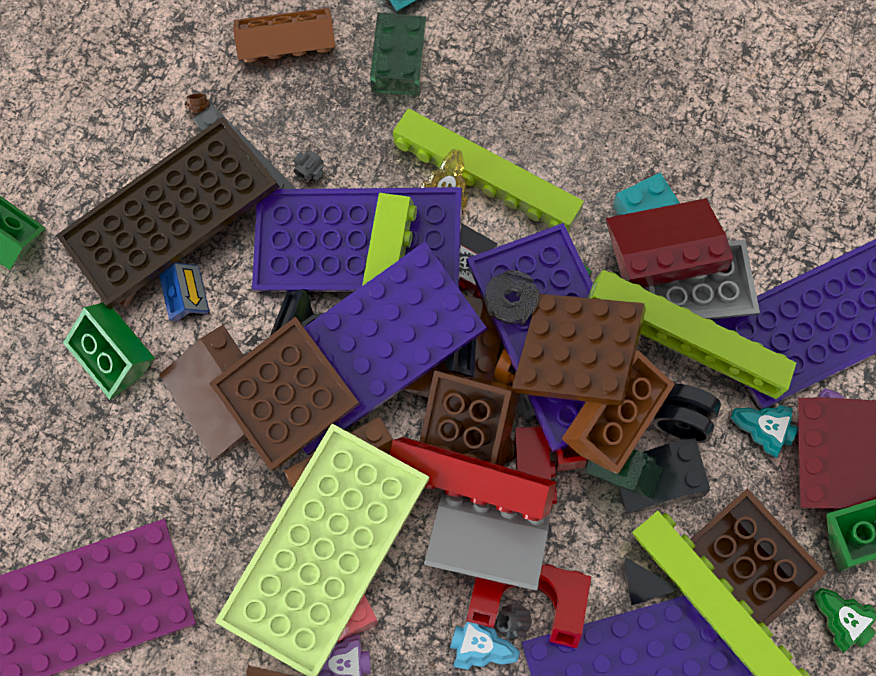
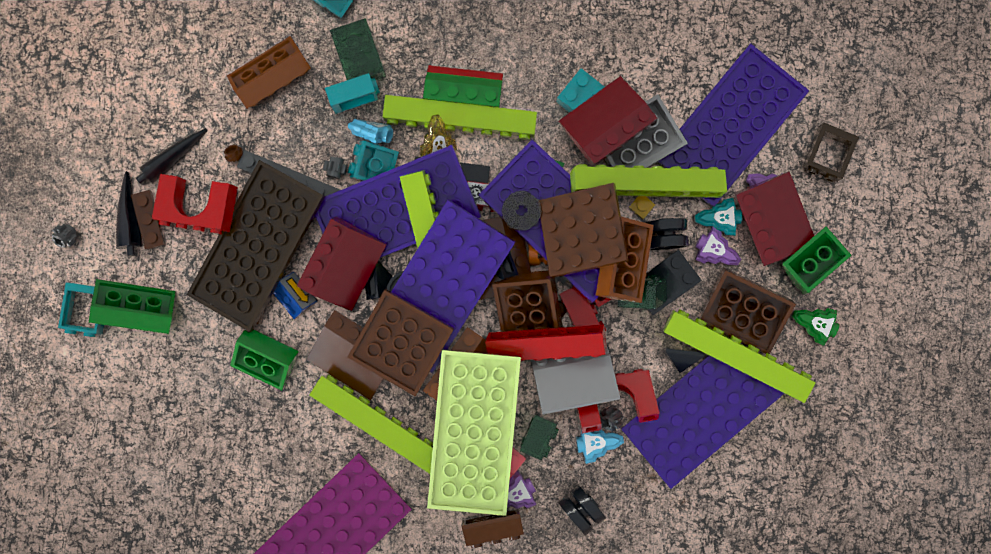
camera: 25 degrees left, 15 degrees up
(33, 129) = (127, 227): none -> black piece
(58, 135) = (149, 228): none -> reddish brown plate
(111, 79) = (168, 158): none -> black piece
(136, 157) = (216, 215): none -> red arch
(202, 484) = (374, 421): none -> lime brick
(259, 275) = (341, 264): none -> dark red slope
(355, 171) = (371, 160): none -> teal plate
(370, 91) = (352, 93): none -> teal window
(373, 143) = (371, 131): none -> medium azure rock
(406, 598) = (538, 437): none -> clear green brick
(507, 139) = (463, 86): none -> green slope
(672, 368) = (641, 206): none -> yellow plate
(744, 463) = (715, 249): none -> medium lavender rock

